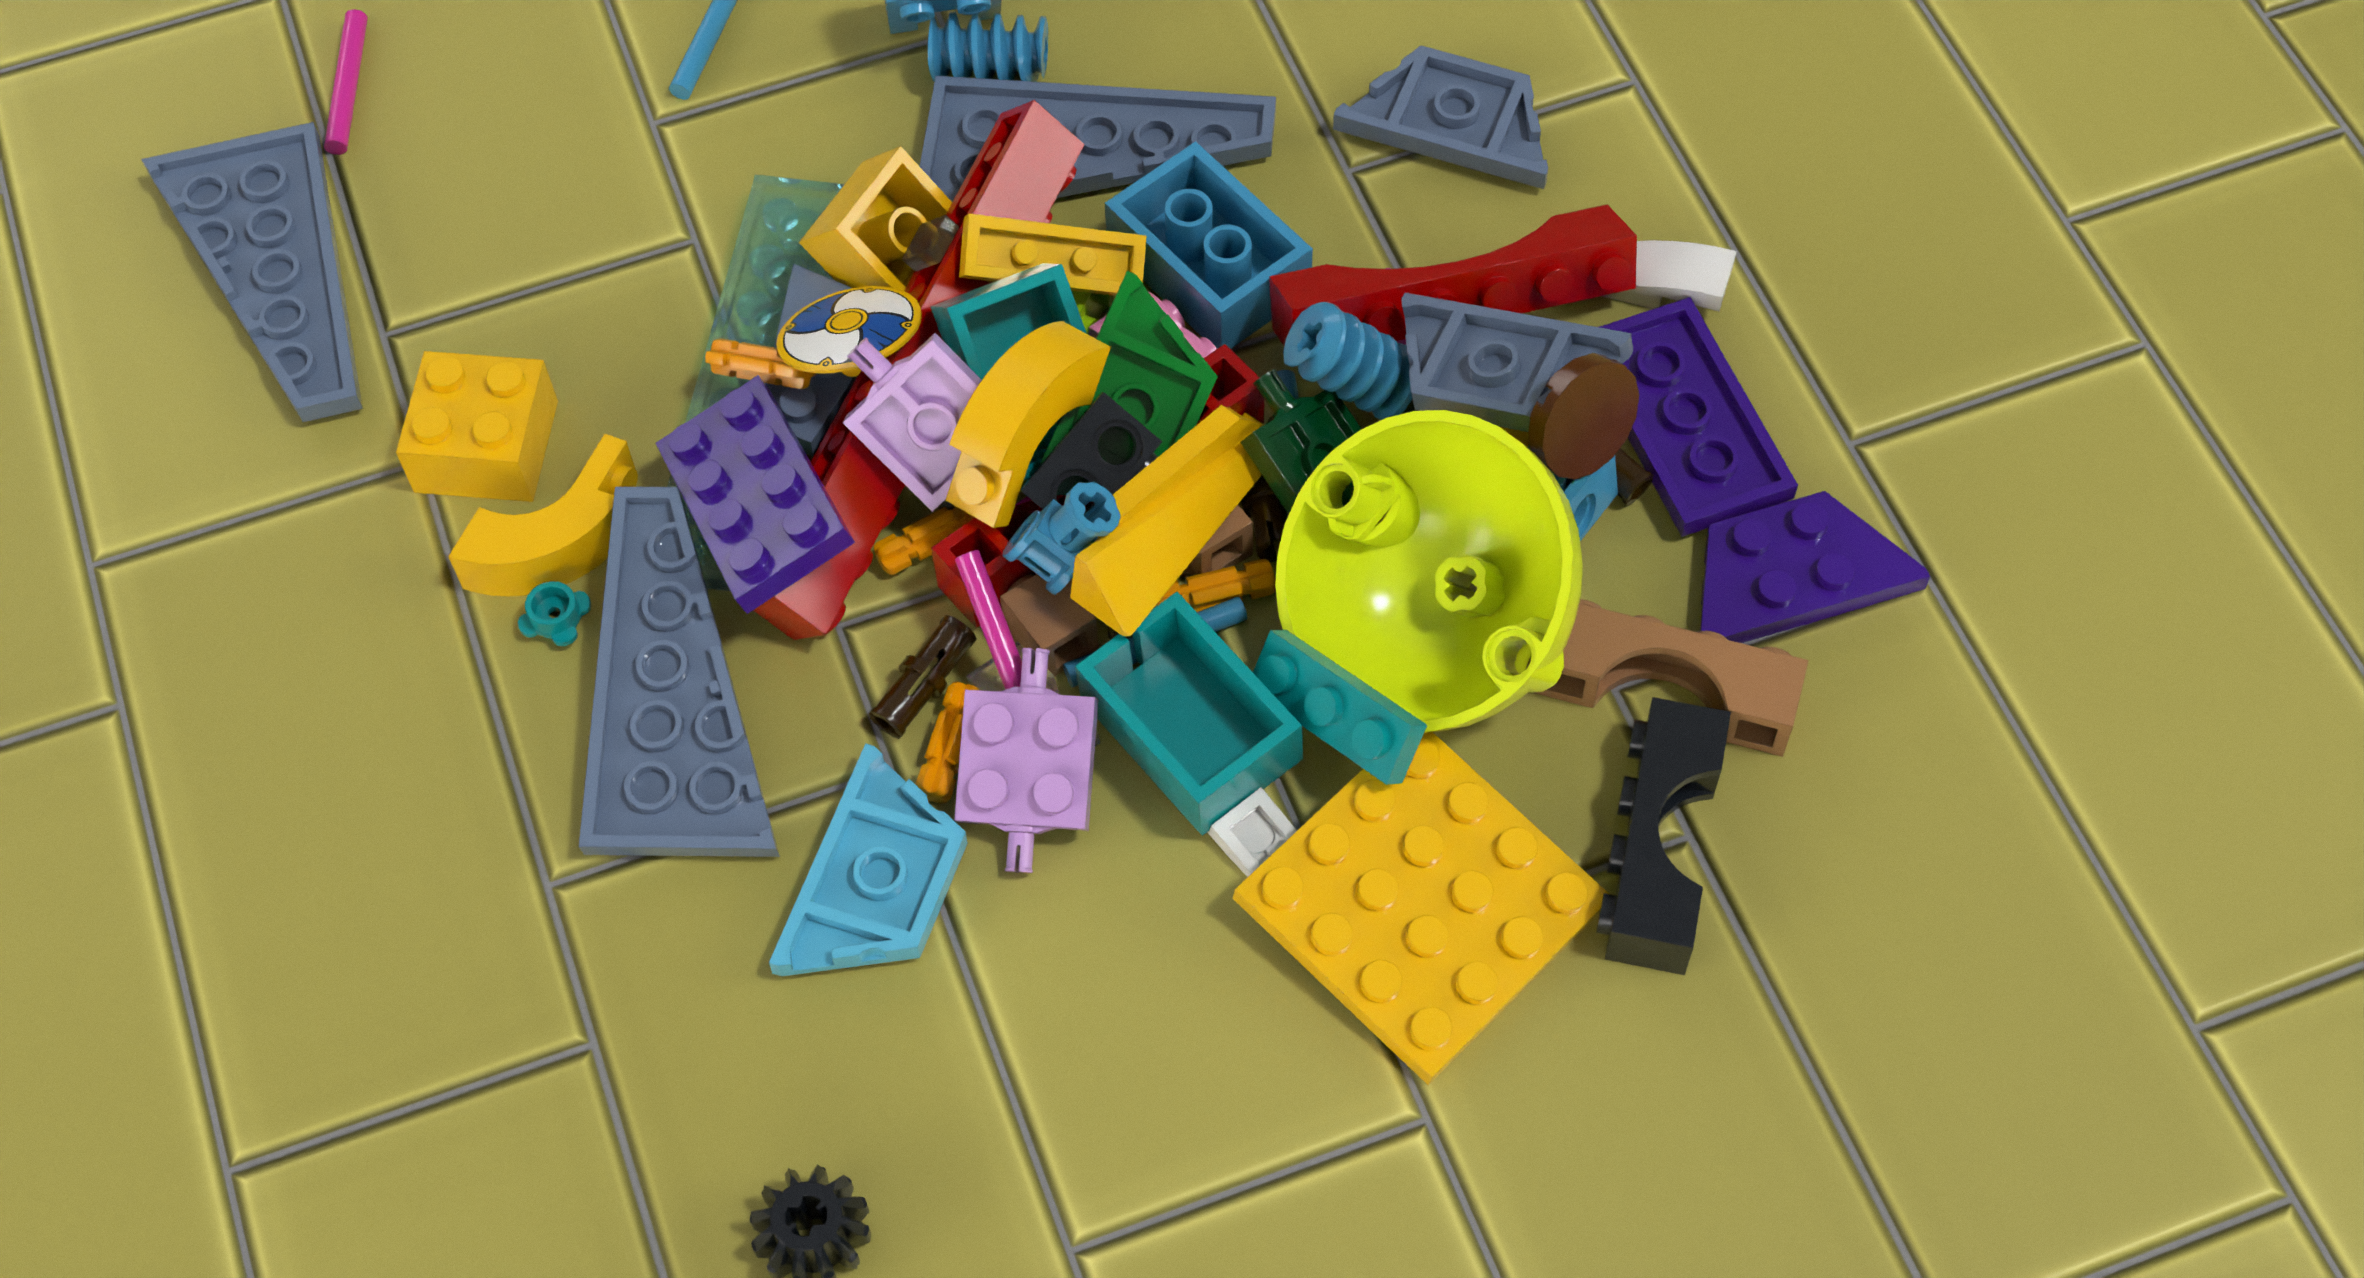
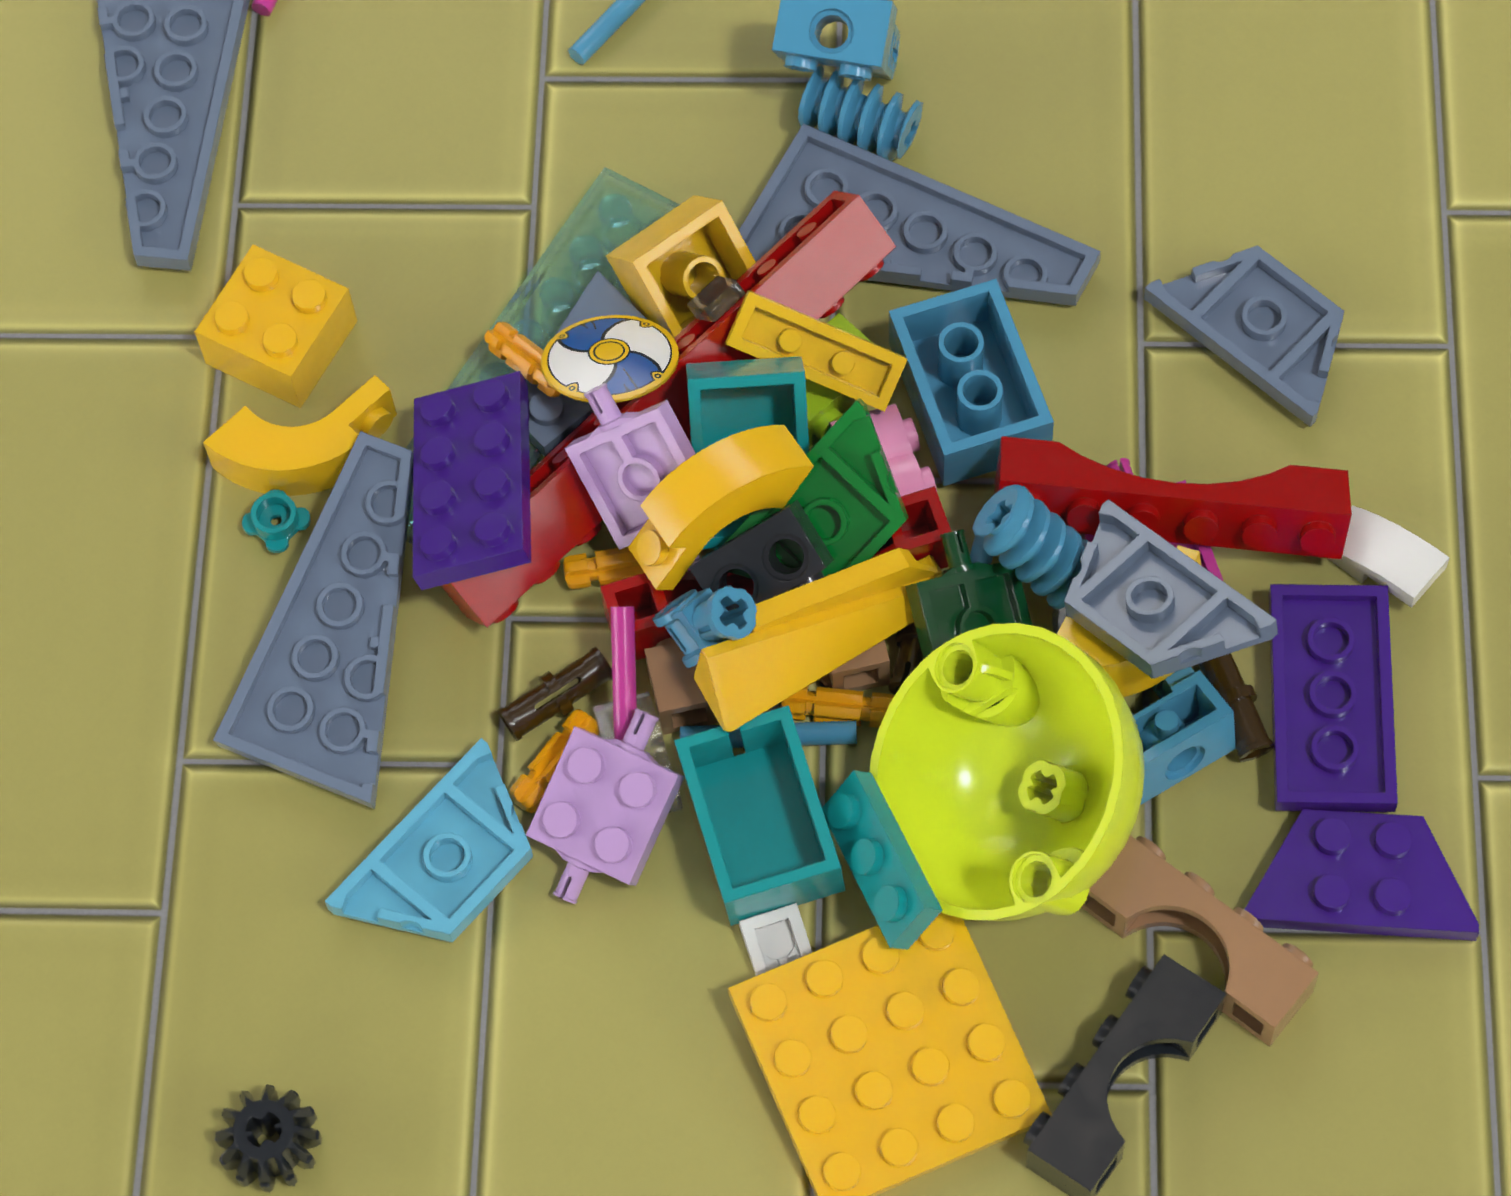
camera: 25 degrees right, 5 degrees up
(1584, 416) = (1204, 679): reddish brown tile -> none

